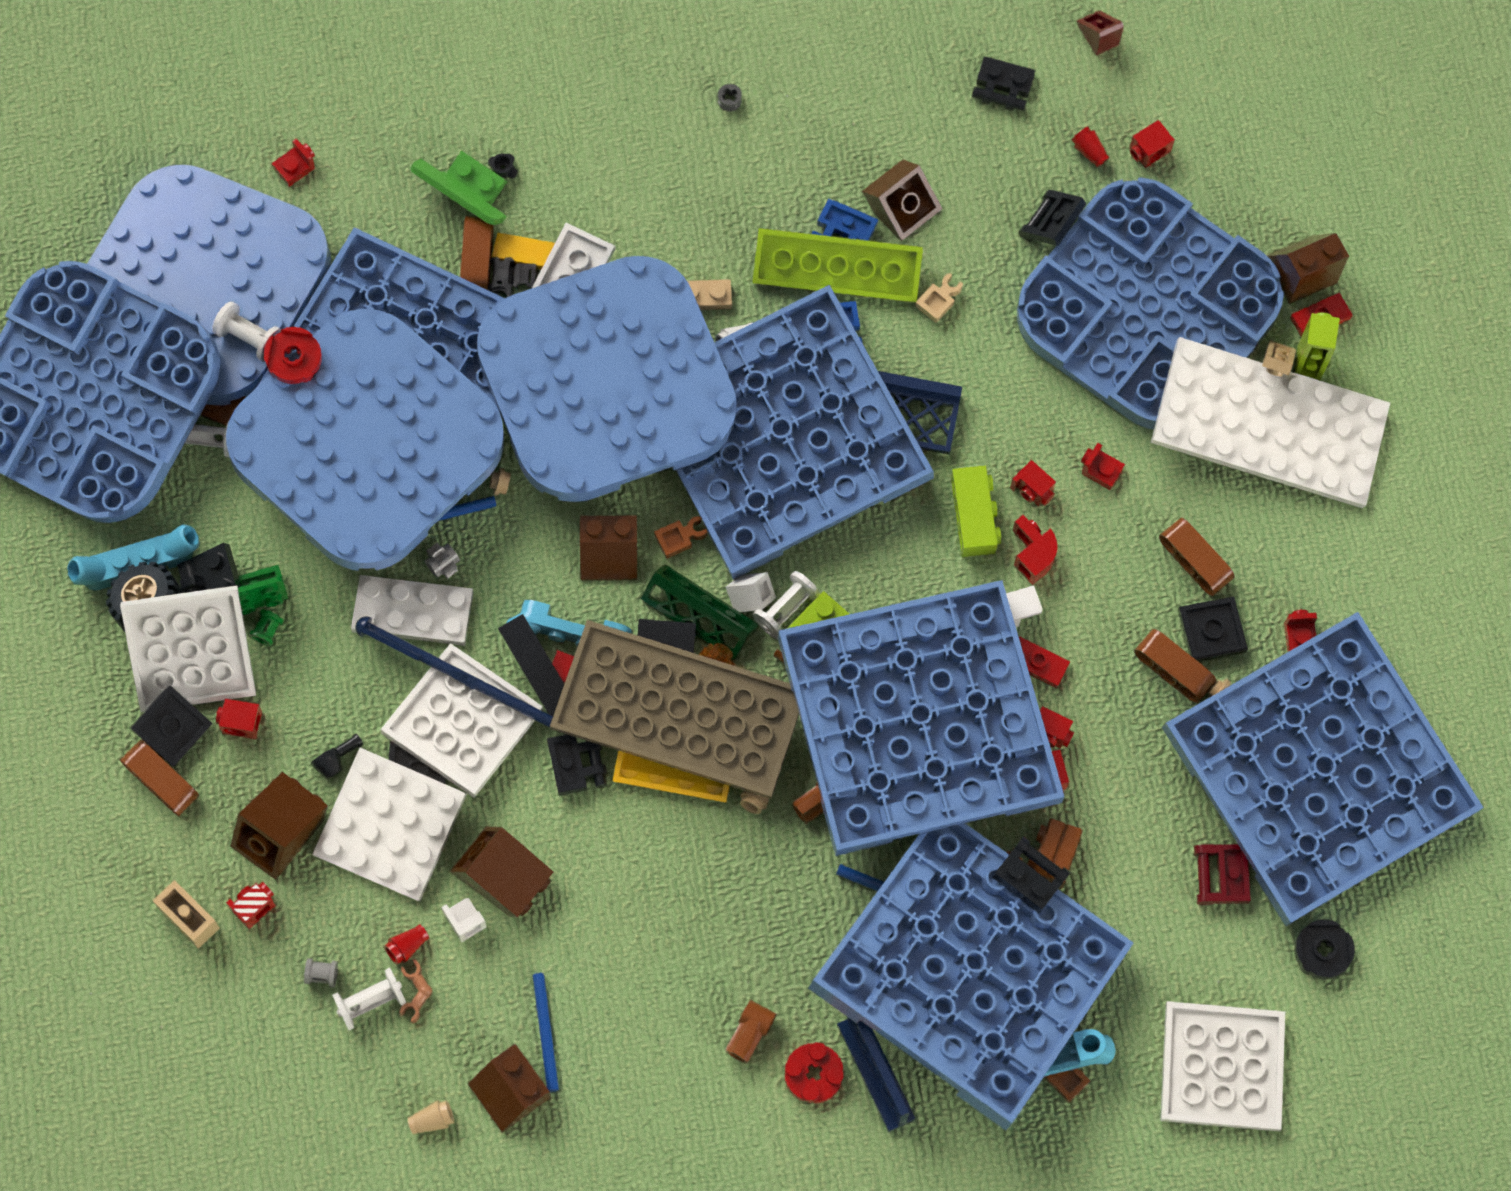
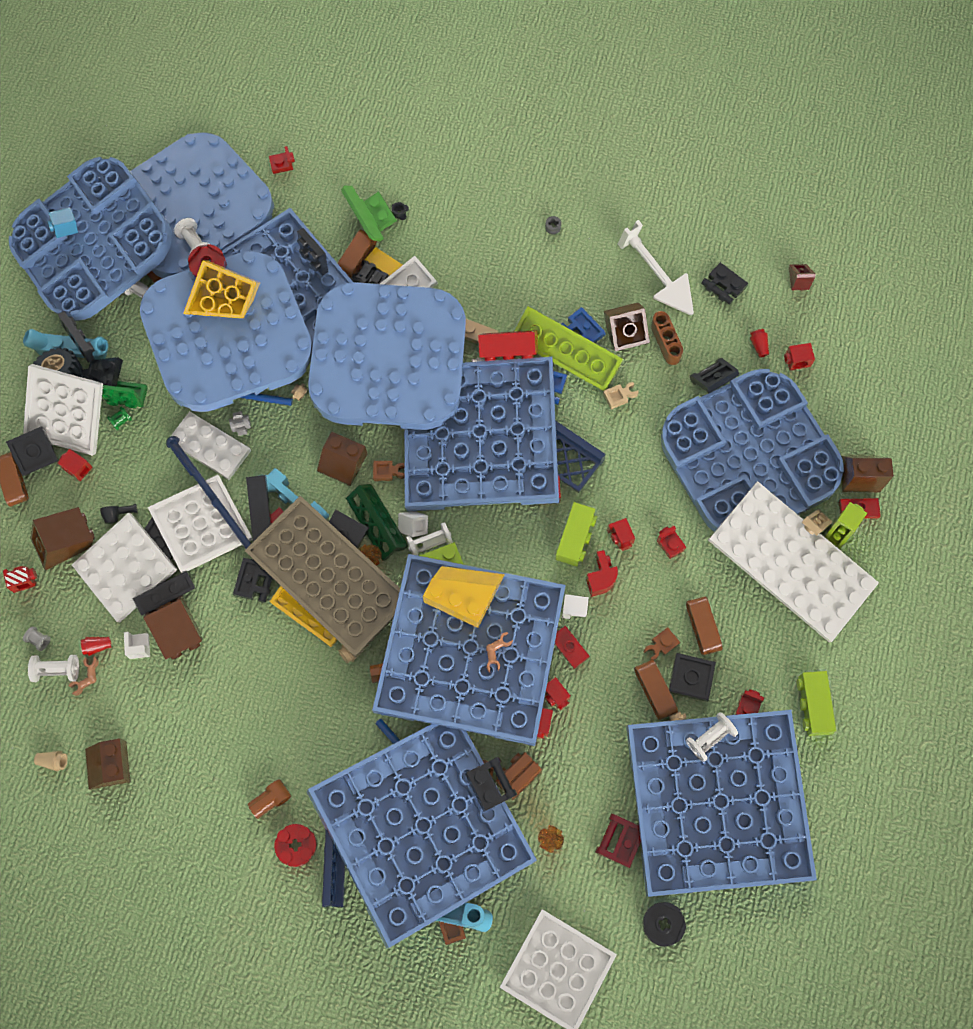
camera: 30 degrees right, 0 degrees up
(41, 386) = (62, 223): none -> dark azure brick
(150, 539) = (77, 336): none -> black plate
(342, 389) = (221, 292): none -> yellow wedge
(429, 277) = (312, 251): none -> black plate
(464, 834) = (163, 593): none -> black plate
(545, 1032) = (148, 739): blue bar -> none
(761, 293) = (508, 345): none -> red brick
(878, 648) = (463, 593): none -> yellow wedge
(944, 126) = (675, 293): none -> white piece
(950, 705) = (491, 648): none -> nougat arm
(959, 181) = (668, 330): none -> dark orange beam
(1135, 911) = (550, 839): none -> clear orange gear
(1155, 603) = (663, 642): none -> dark orange plate
(1286, 670) = (712, 736): none -> white hose
(1383, 592) = (816, 703): none -> lime brick

